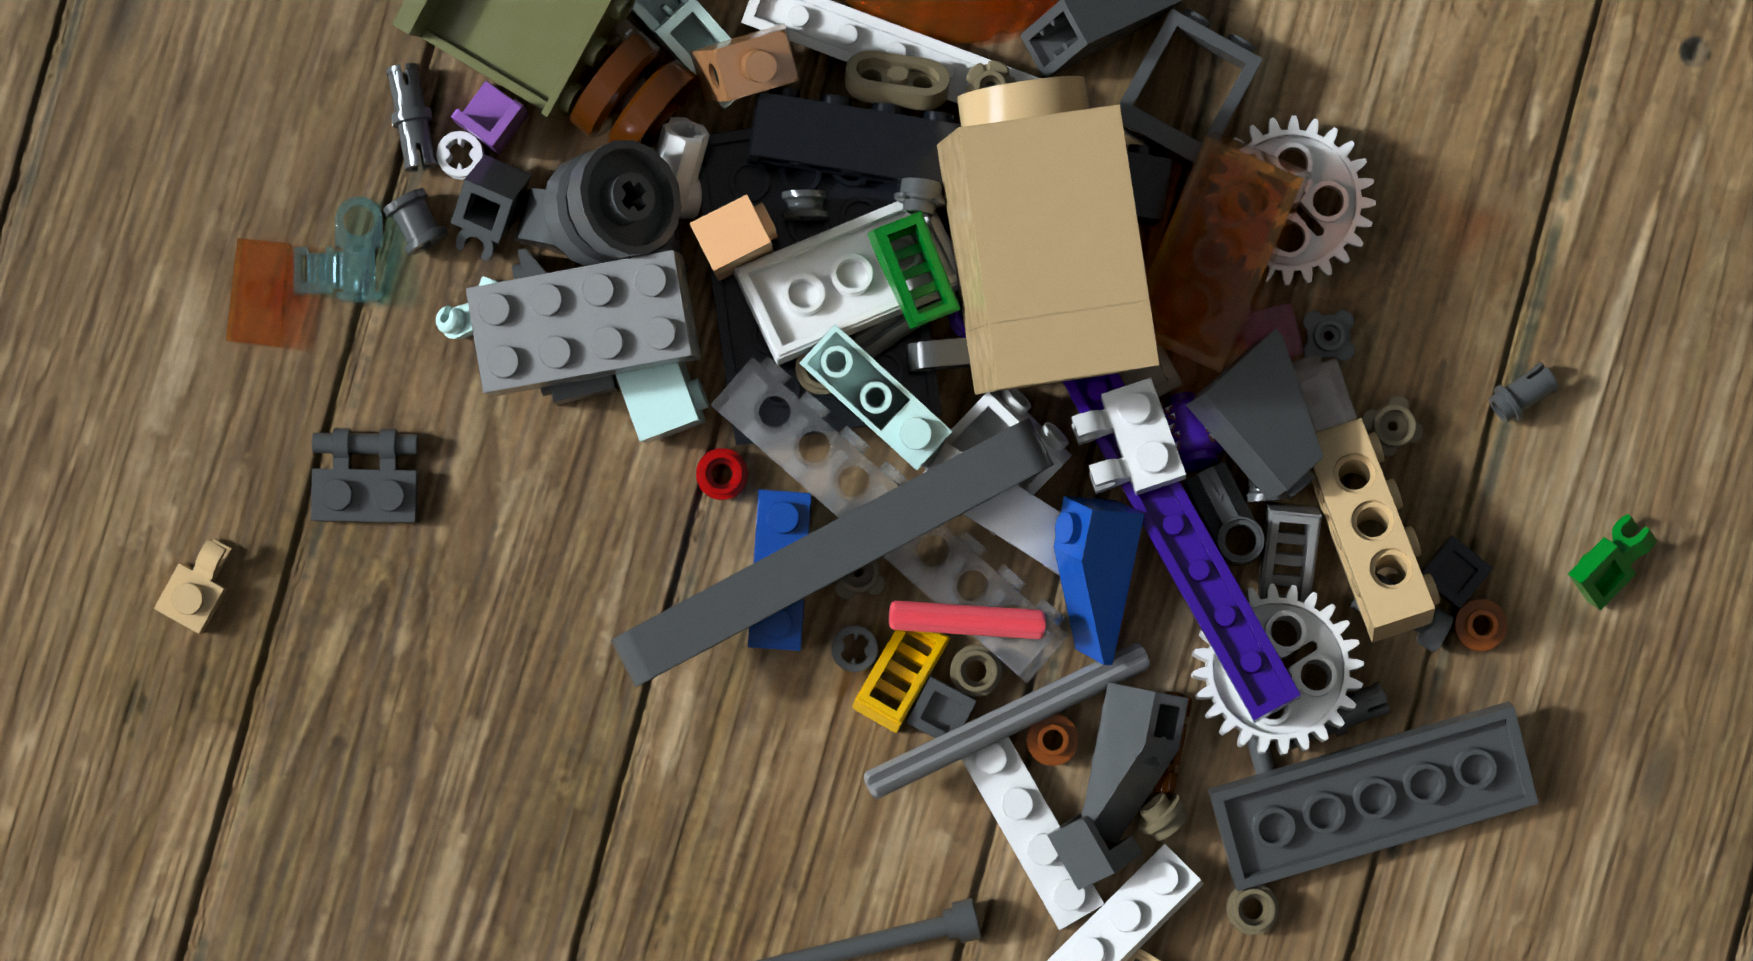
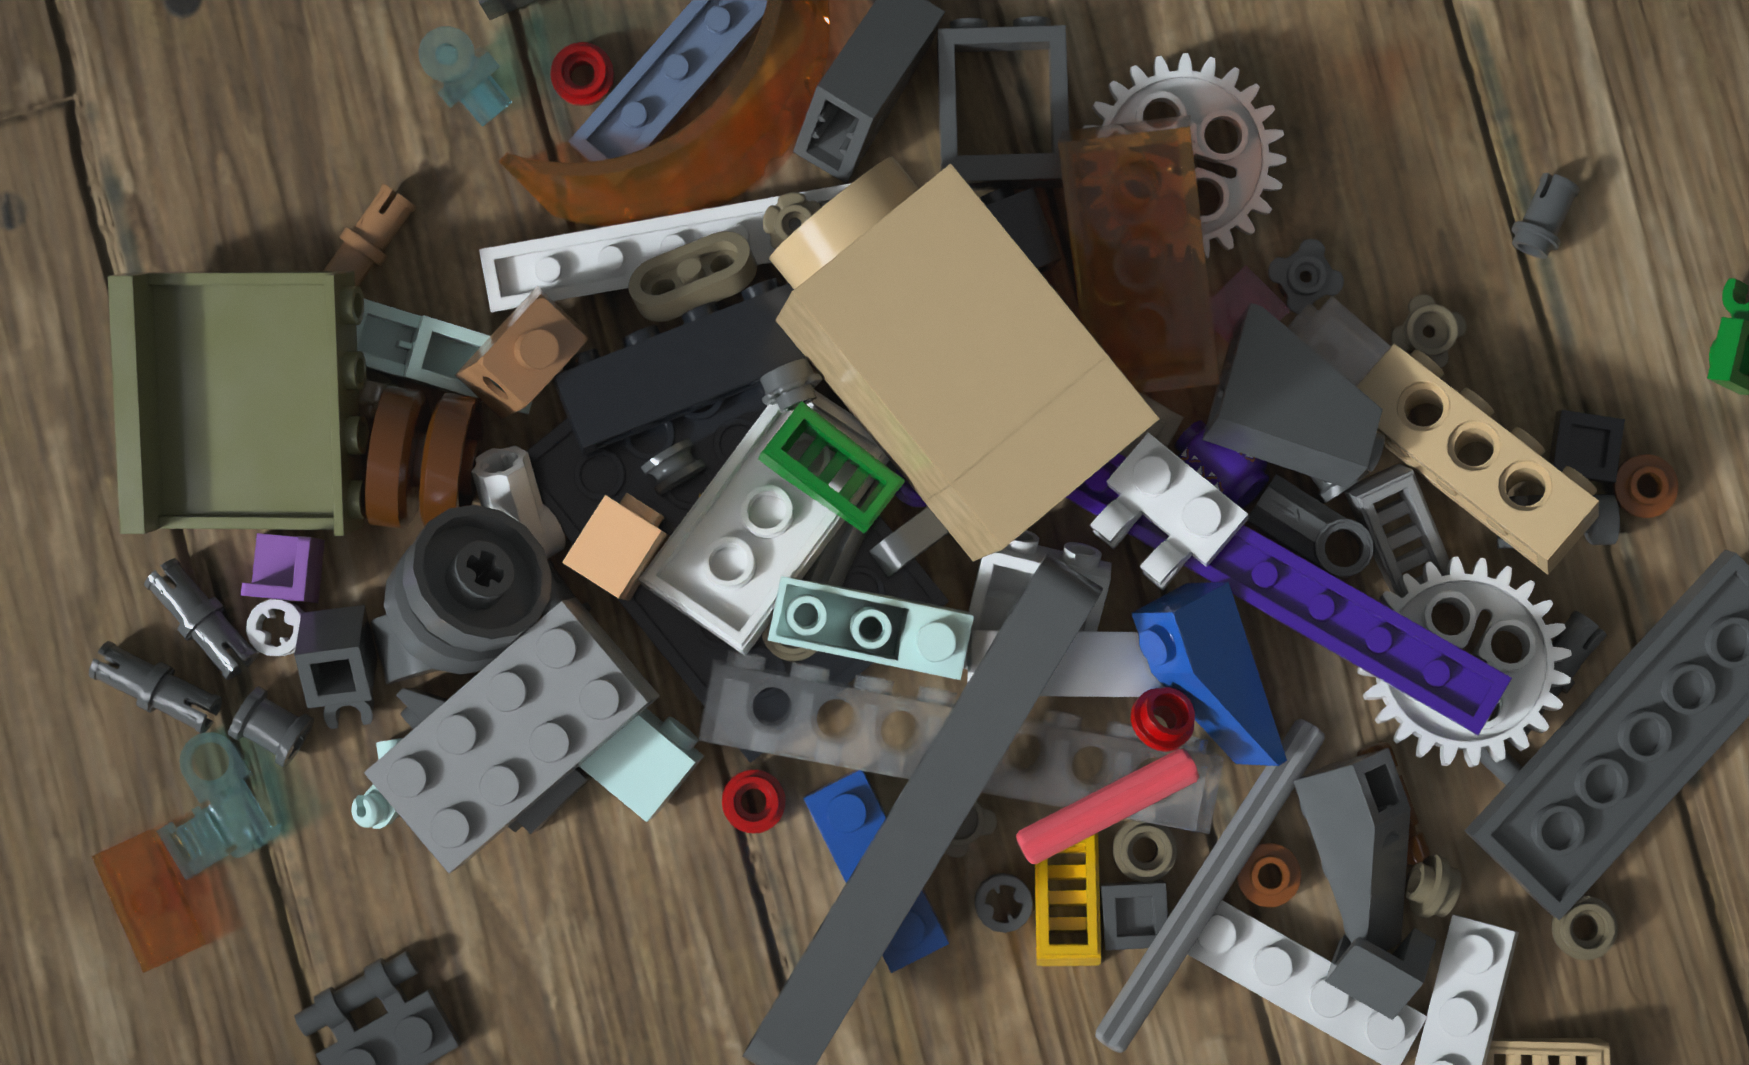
camera: 25 degrees left, 0 degrees up
(351, 146) = (155, 687): none -> dark grey pin
(1053, 578) = (1173, 709): none -> red plate

